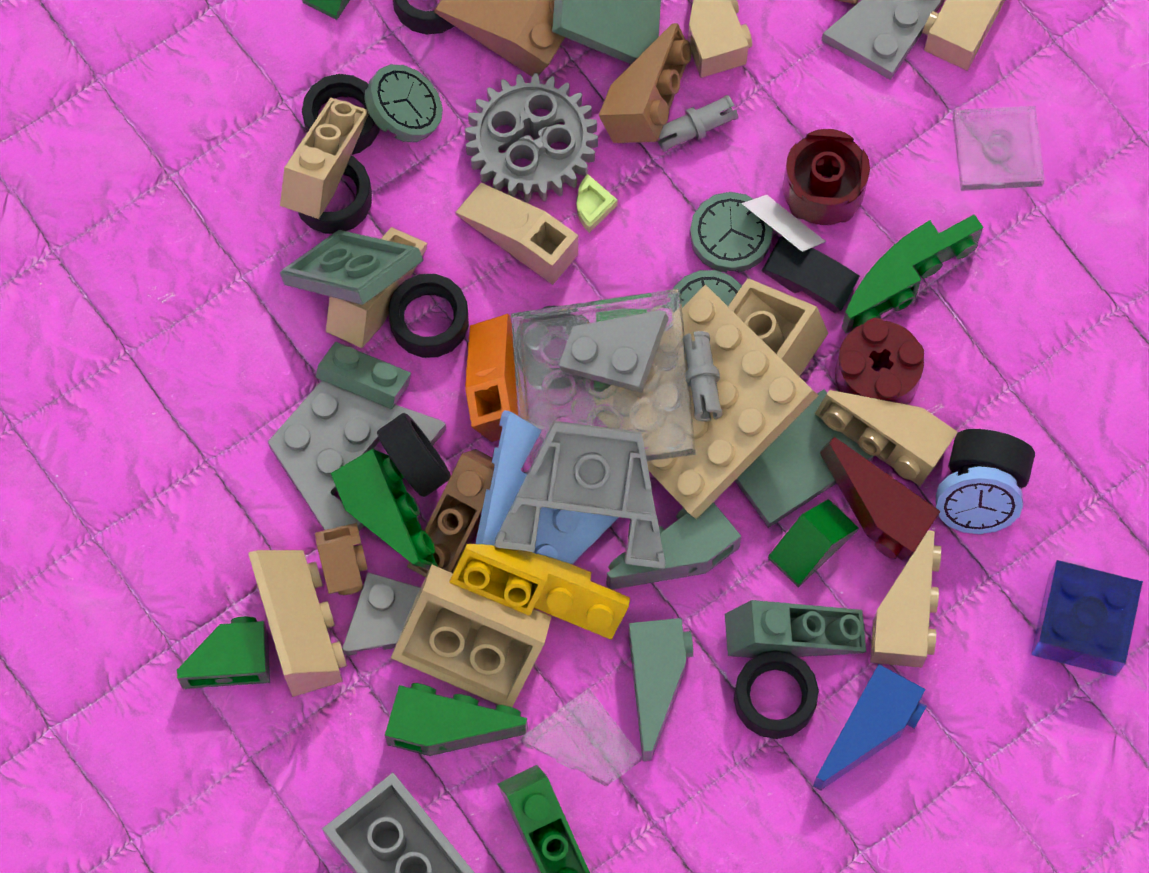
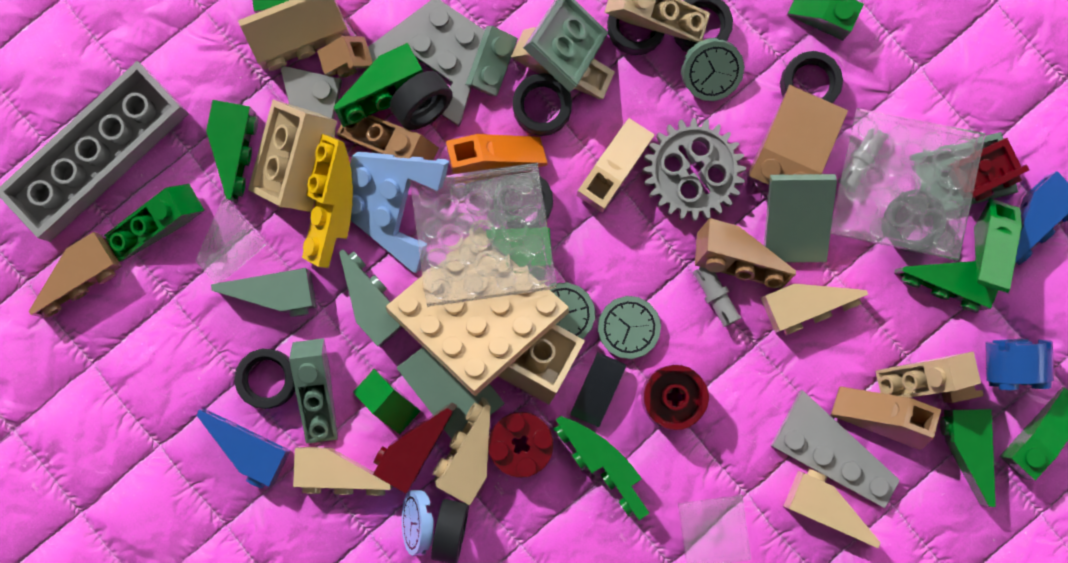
camera: 85 degrees right, 15 degrees up
(588, 473) = (401, 228): light grey wing -> none
(593, 203) = (645, 221): yellowish green tile -> none
(615, 349) = (503, 241): light grey wing -> none
(702, 376) = (486, 307): light grey pin -> none
(784, 222) = (635, 366): white sticker -> none

